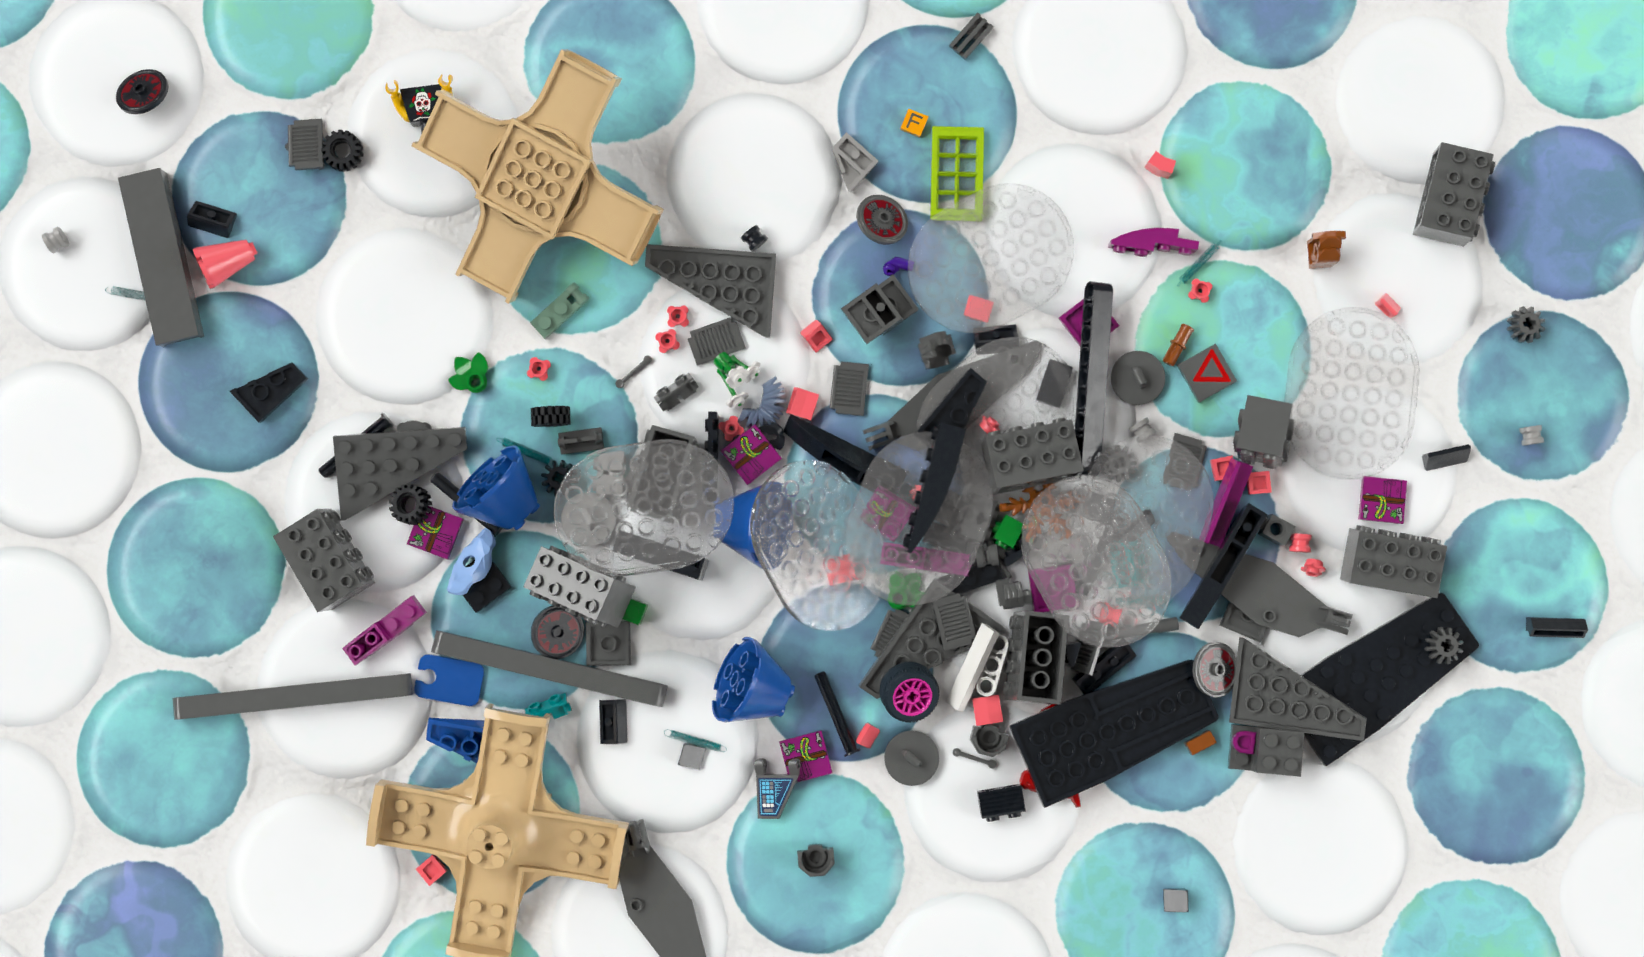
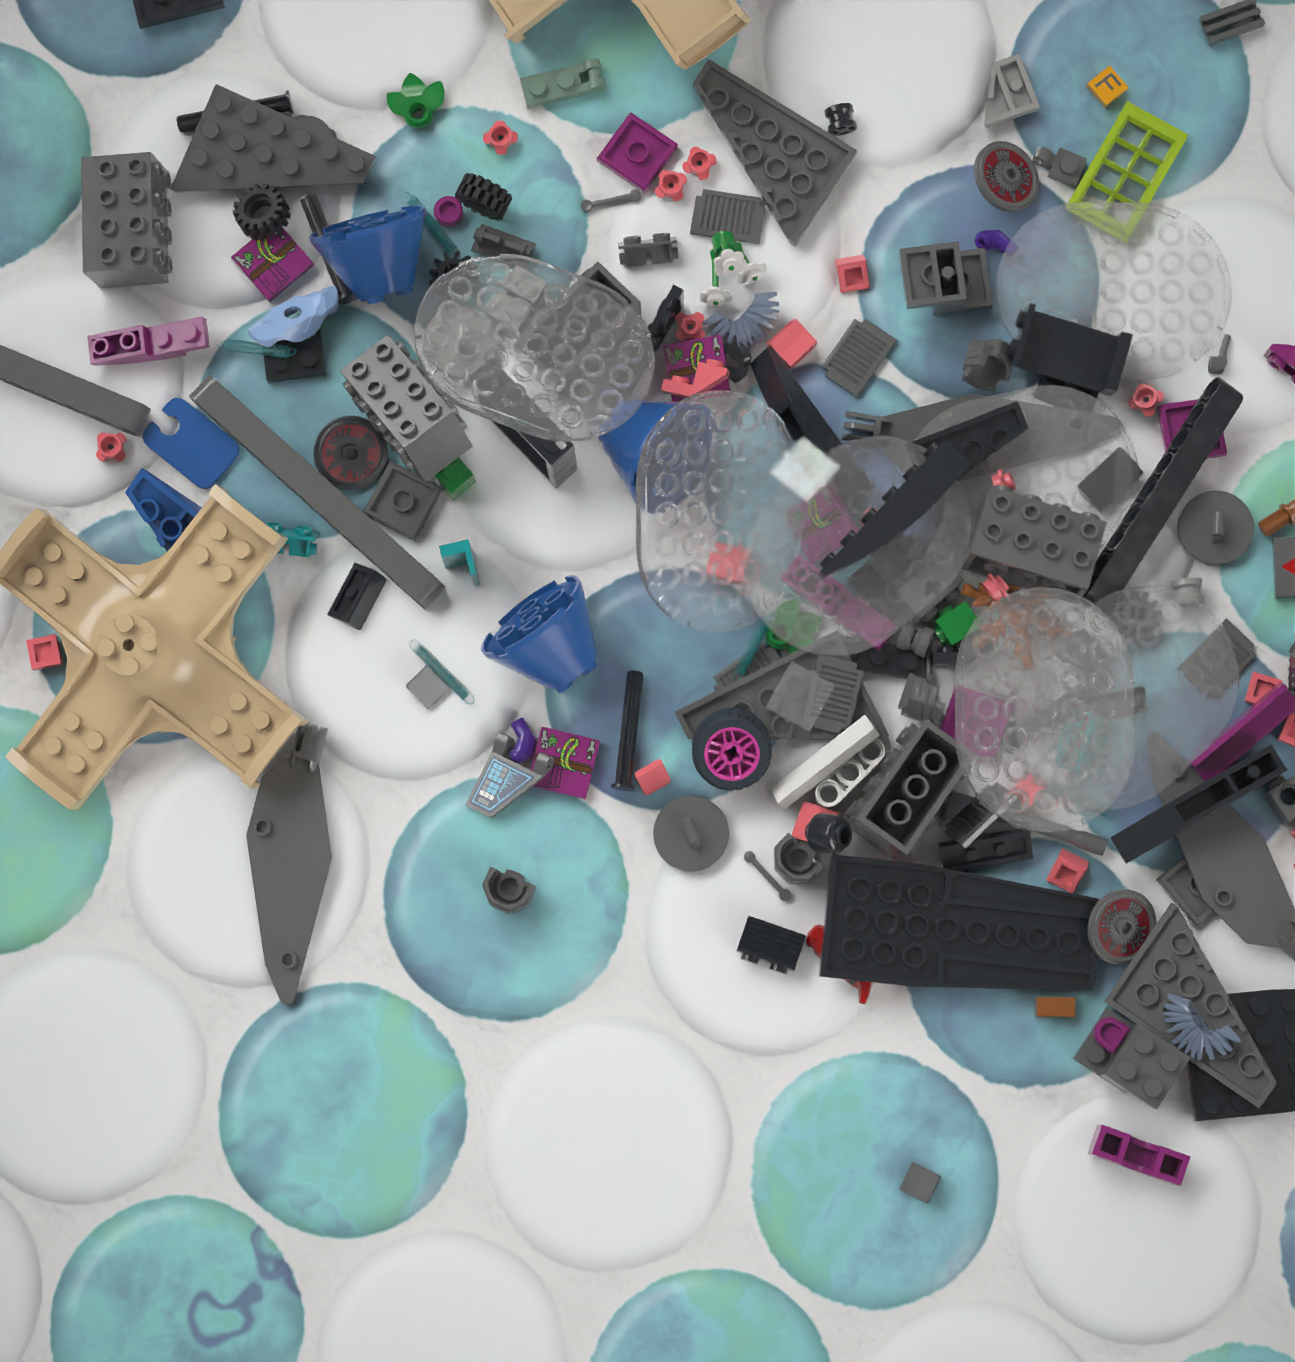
camera: 35 degrees right, 5 degrees down
(392, 710) = (106, 439): none -> coral plate
(463, 596) = (257, 348): none -> teal piece
(532, 436) = (448, 211): none -> magenta tile
(633, 330) = (637, 152): none -> magenta tile
(665, 660) = (458, 554): none -> teal panel
(761, 457) = (706, 377): none -> coral slope
(774, 757) = (525, 742): none -> dark purple arm
(860, 488) = (805, 470): none -> clear piece
(886, 624) = (753, 651): none -> teal piece
(914, 190) = (1063, 166): none -> dark grey plate
(934, 634) = (800, 696): none -> clear piece
(985, 314) = (1069, 351): none -> black panel
(1001, 713) = (828, 833): none -> black head
(1022, 497) = (995, 587): none -> coral plate
(1045, 313) = (1145, 391): none -> coral plate
(1083, 268) = (1218, 363): none -> dark grey hand
(1161, 650) = (1067, 871): none -> coral slope
(1297, 713) = (1195, 1031): none -> sand blue hair
(1304, 807) = (1138, 1155): none -> magenta arch

